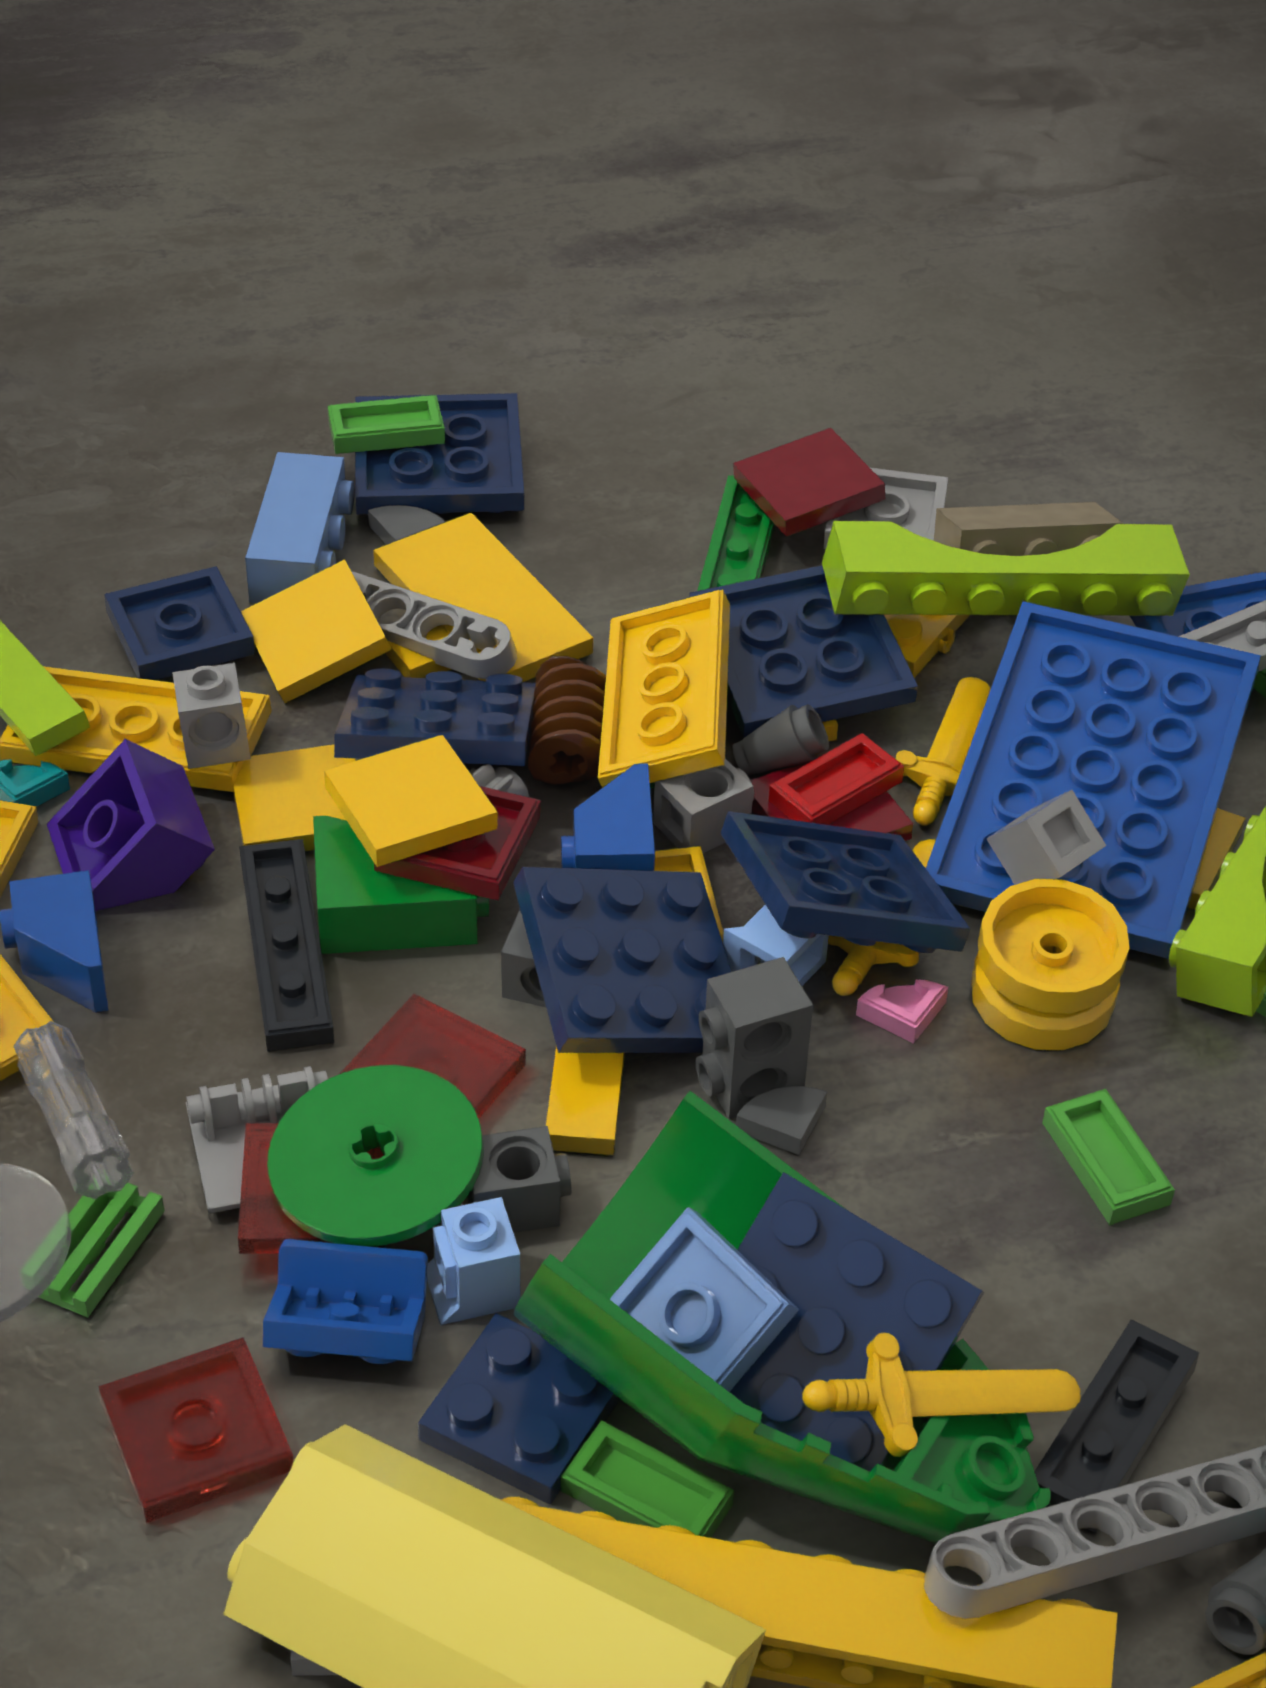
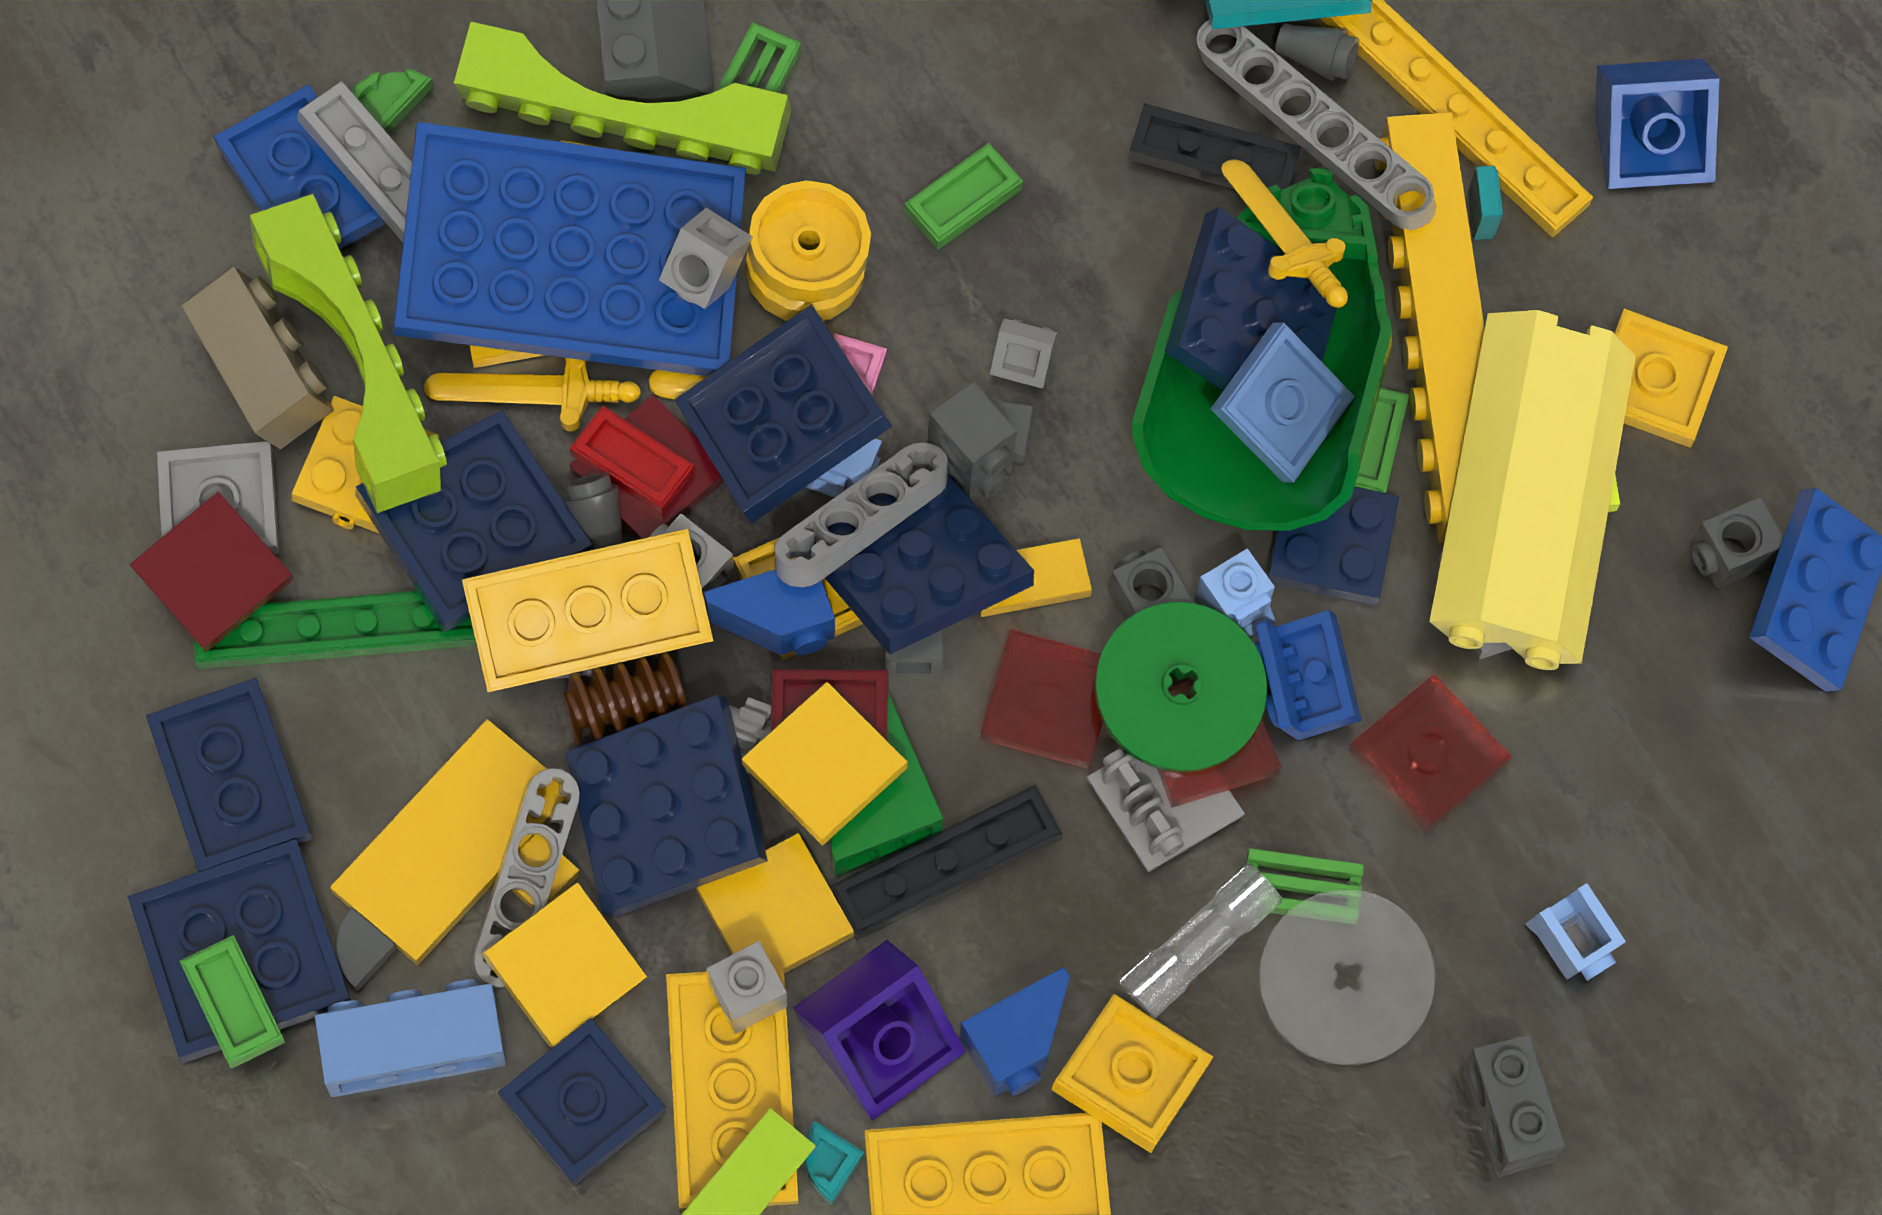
camera: 110 degrees left, 25 degrees up
(606, 474) = (228, 774): none -> dark blue plate
(654, 824) = (855, 508): none -> light grey beam
(873, 1143) = (1023, 353): none -> light grey tile

